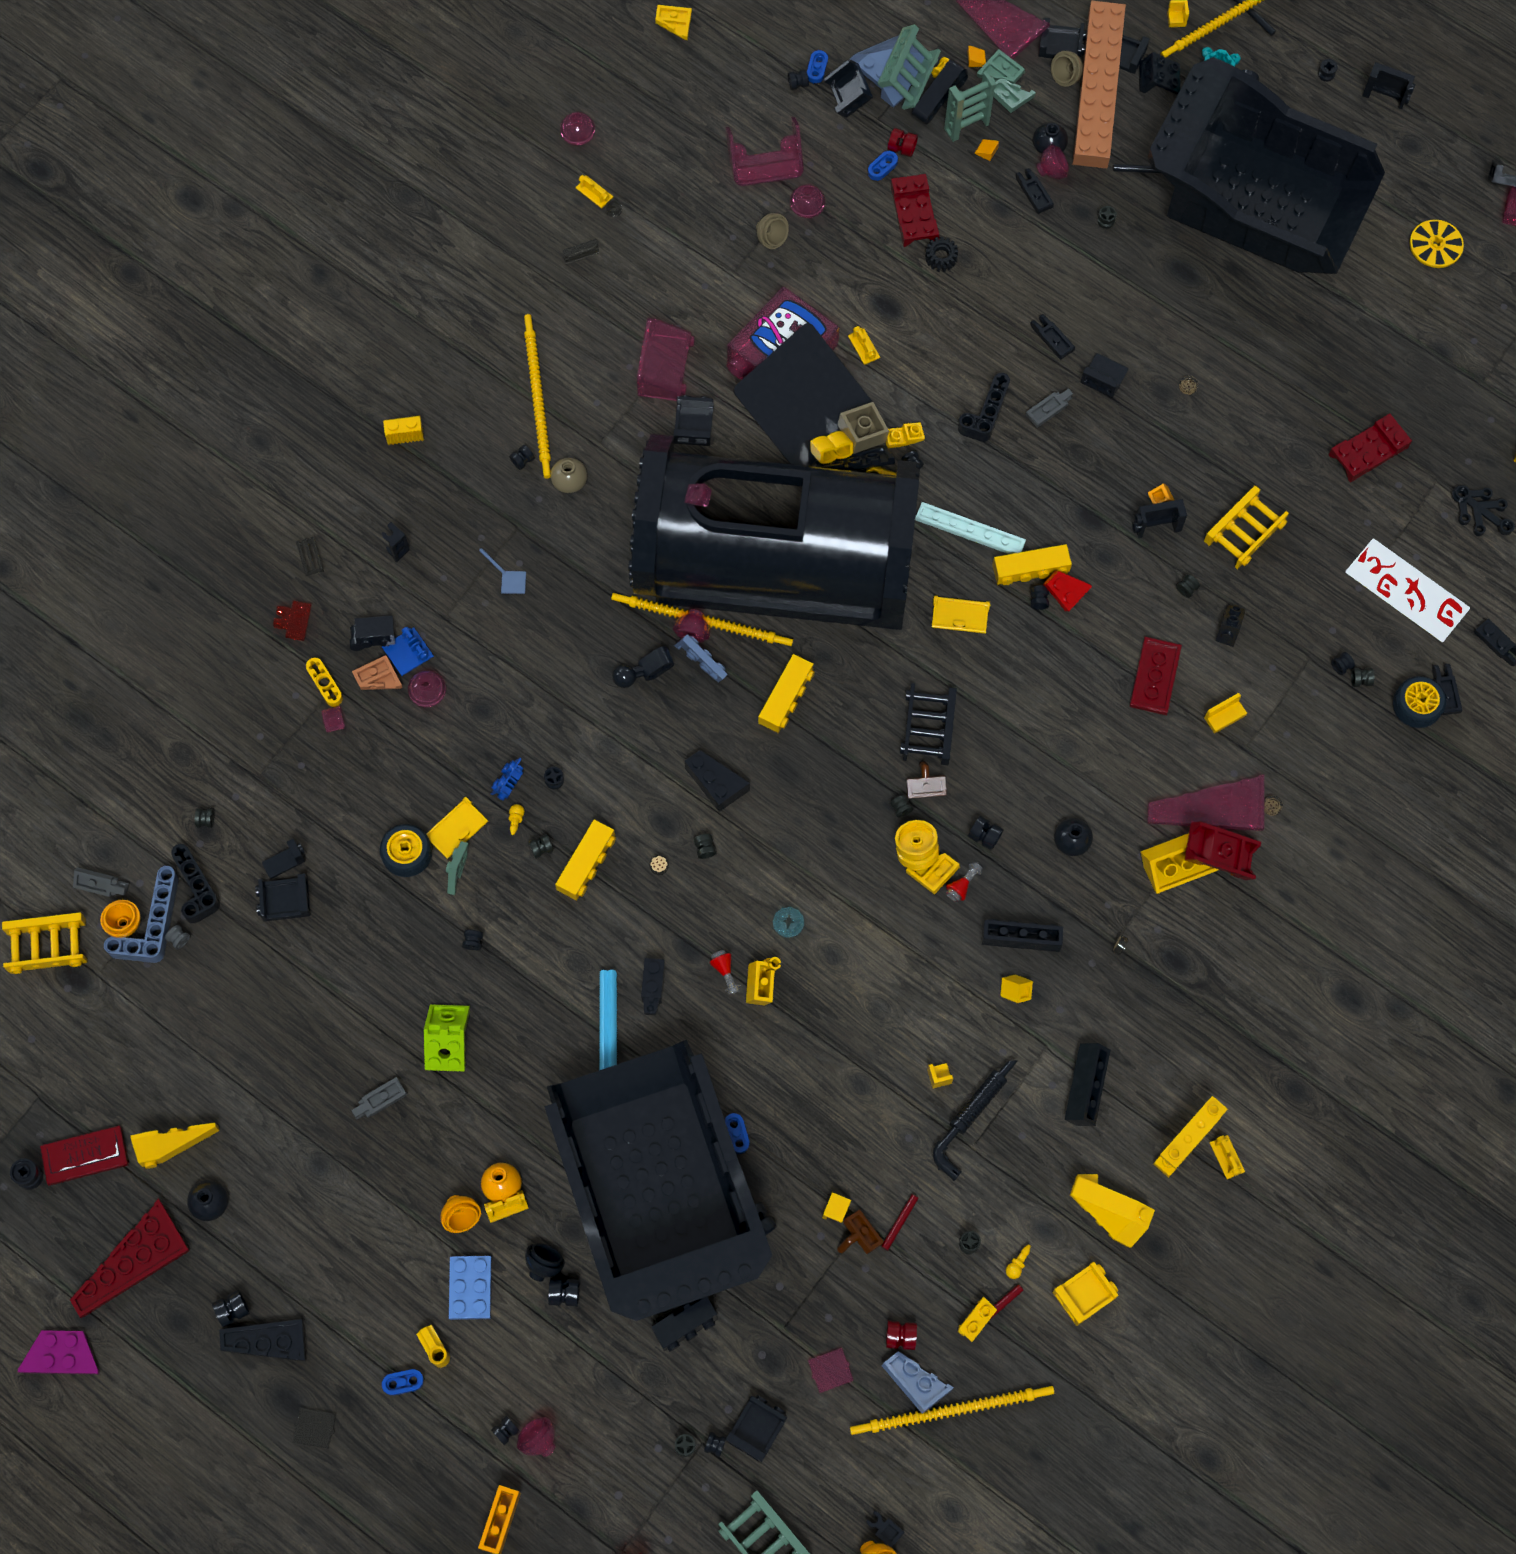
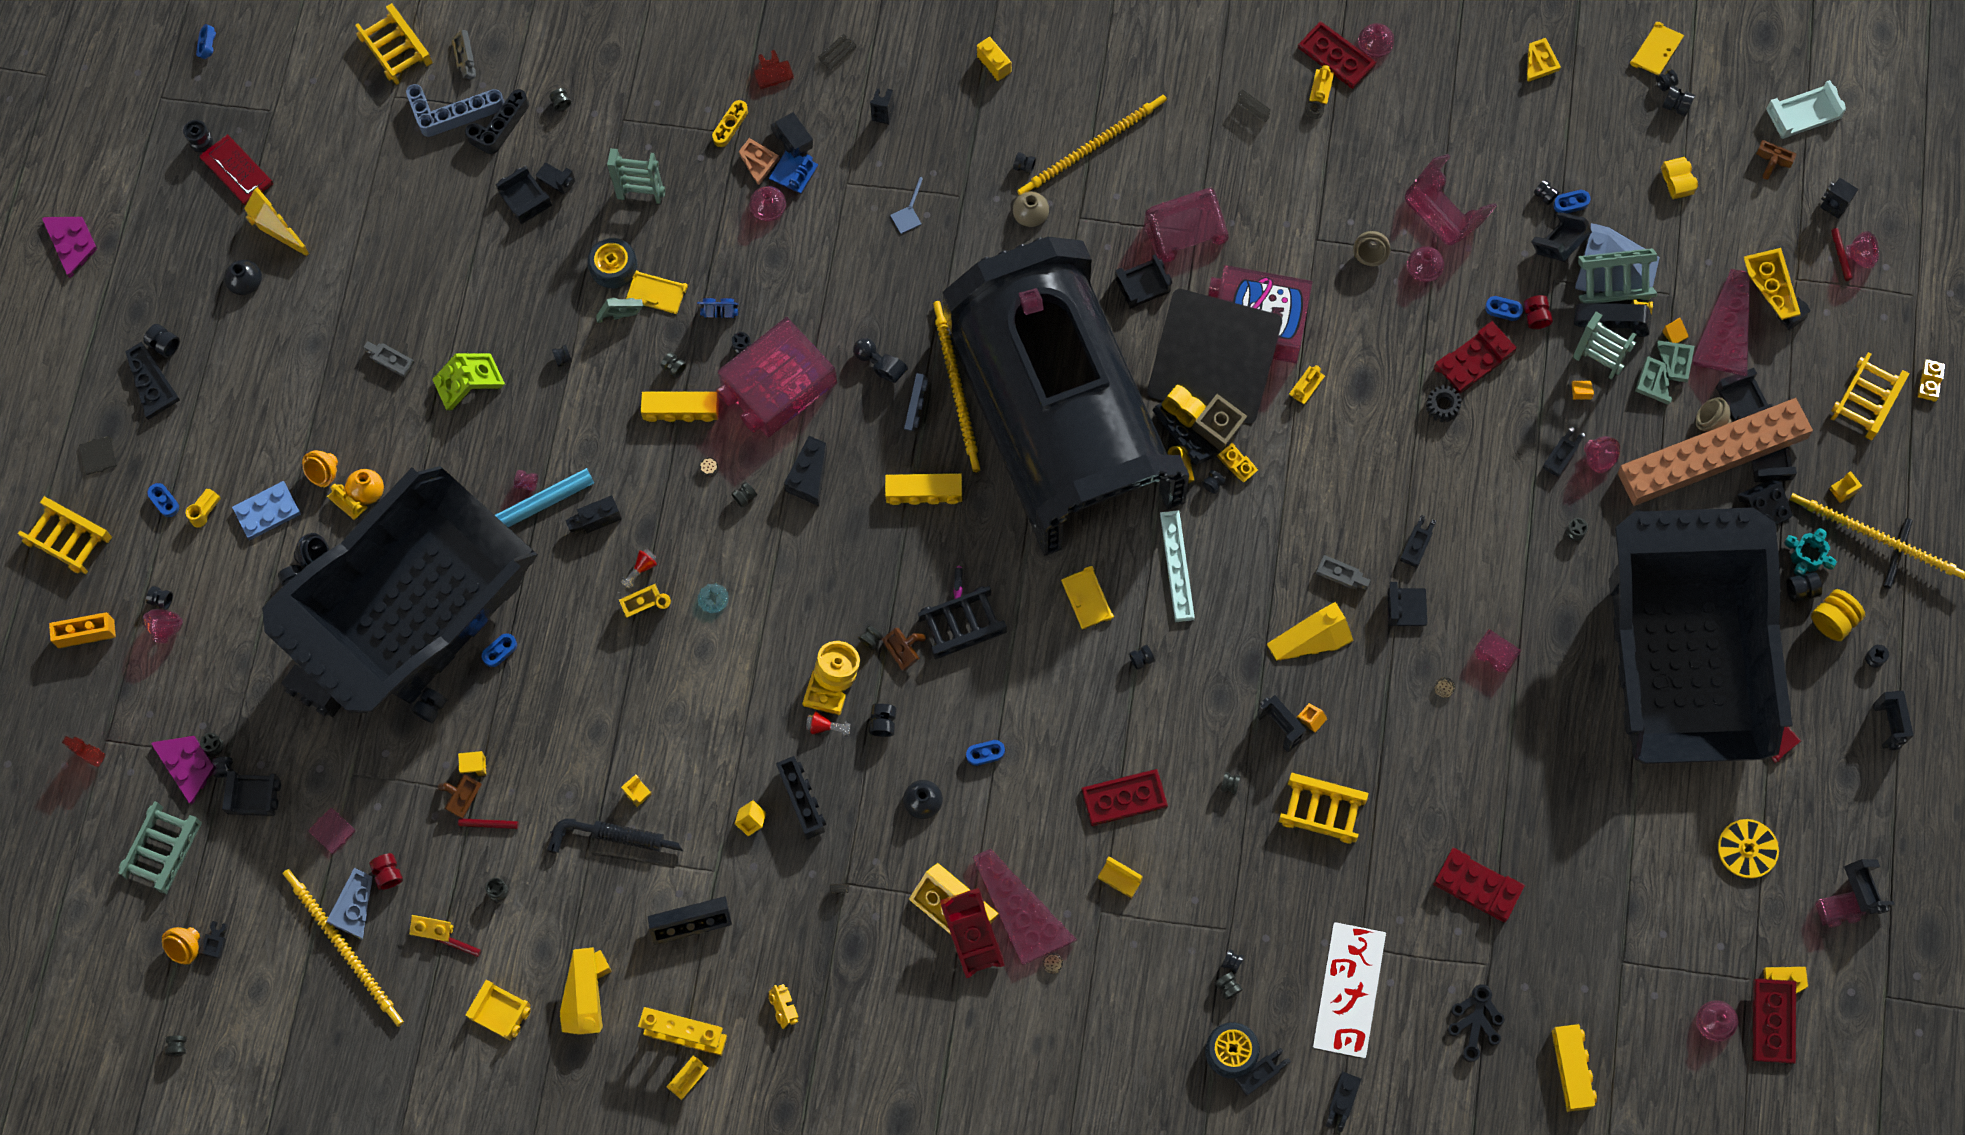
camera: 65 degrees right, 0 degrees up
(116, 914) = (438, 80): light orange piece -> none
(140, 1254) = (171, 251): dark red wing -> none
(177, 937) = (448, 135): dark grey wheel -> none
(333, 719) = (701, 148): clear pink slope -> none
(338, 781) = (622, 182): none -> sand green fence
(367, 1487) = (66, 517): none -> yellow fence
(516, 813) = (695, 331): yellow bar -> none
(568, 165) = (1334, 51): none -> dark red tile
(581, 1031) = (525, 480): none -> clear pink wheel
(610, 762) = (775, 378): none -> clear pink brick
(690, 1480) = (186, 763): none -> magenta wing
(693, 625) = (940, 378): clear pink piece -> none
(890, 711) = (958, 582): none -> black piece
(990, 406) = (1312, 527): black beam -> none
(1015, 1268) = (491, 939): yellow bar -> none
(1031, 564) = (1170, 634): yellow brick -> none
(1043, 139) = (1630, 446): black piece -> none
(1058, 766) = (984, 750): none -> blue plate
(1066, 589) = (1162, 676): red wing -> none
(1092, 452) = (1315, 634): none -> yellow wedge
(1180, 329) = (1497, 651): none -> clear pink brick
(1209, 1046) = (784, 1014): none -> yellow hinge
(1230, 625) = (1214, 838): black bracket -> none
(1284, 75) = (1838, 615): none -> yellow wheel

